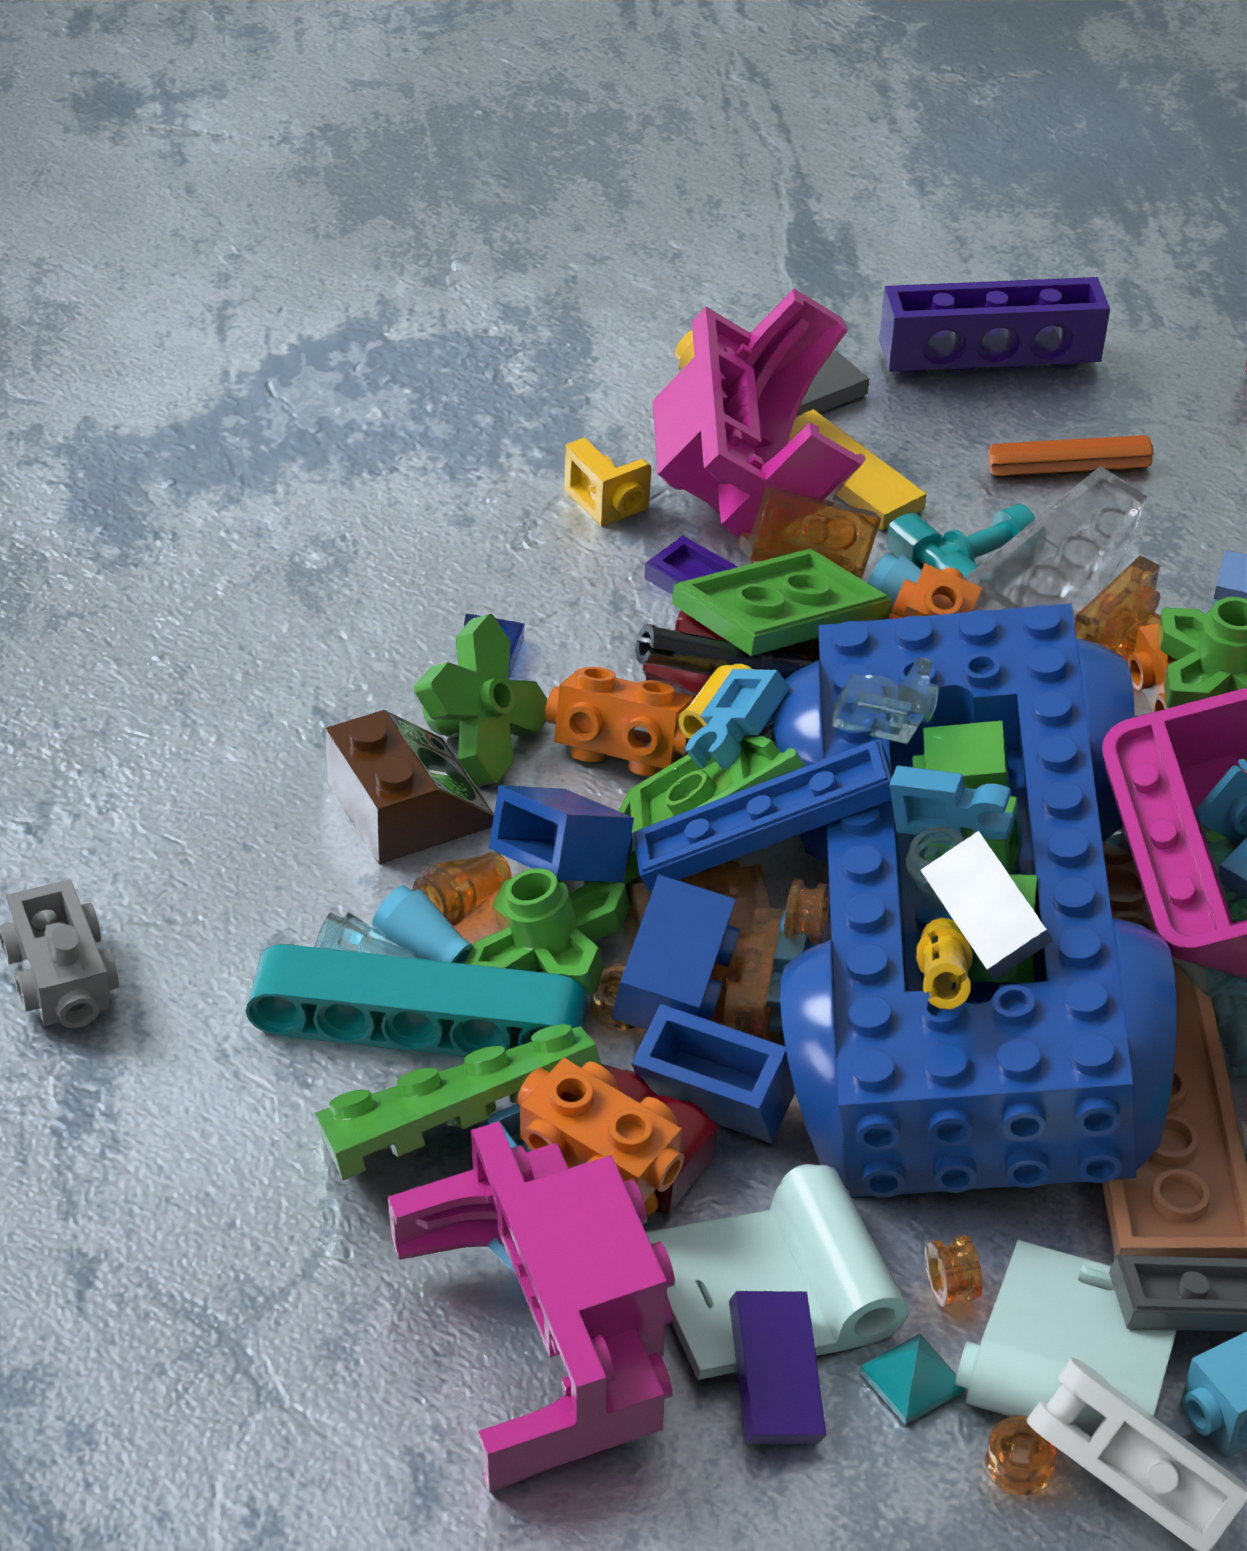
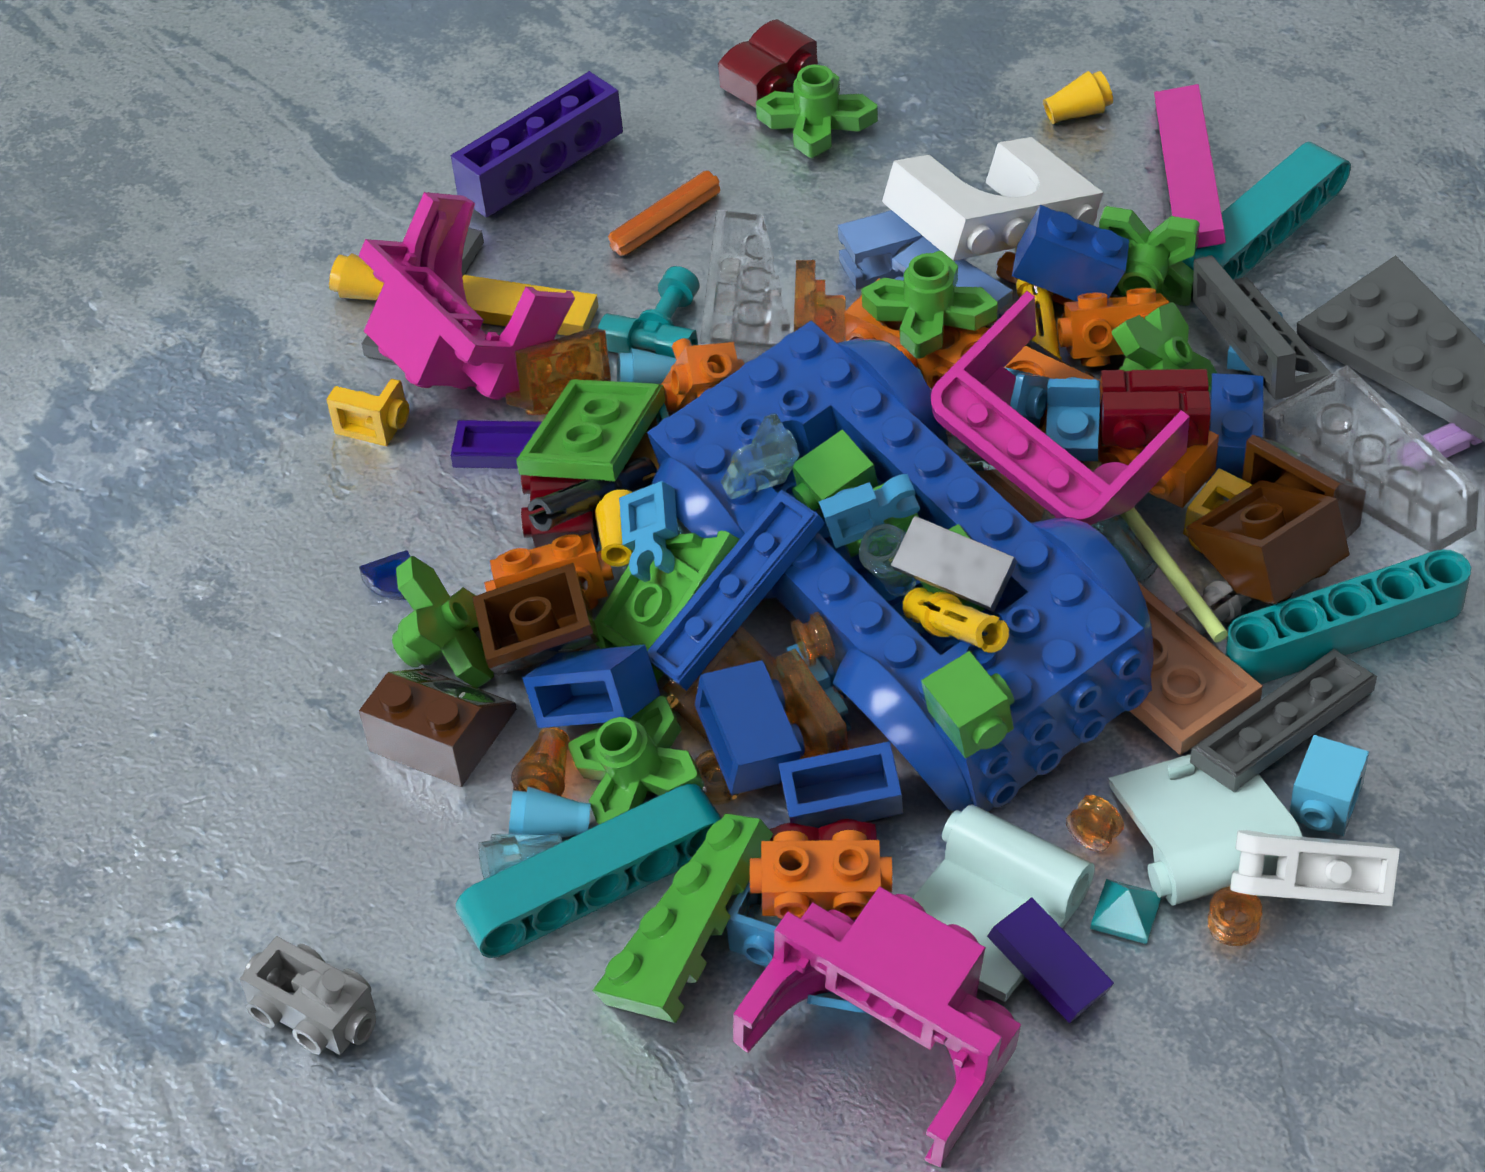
camera: 30 degrees left, 5 degrees up
(565, 745) = (534, 620): none -> reddish brown slope
(871, 1044) = (969, 704): none -> bright green brick

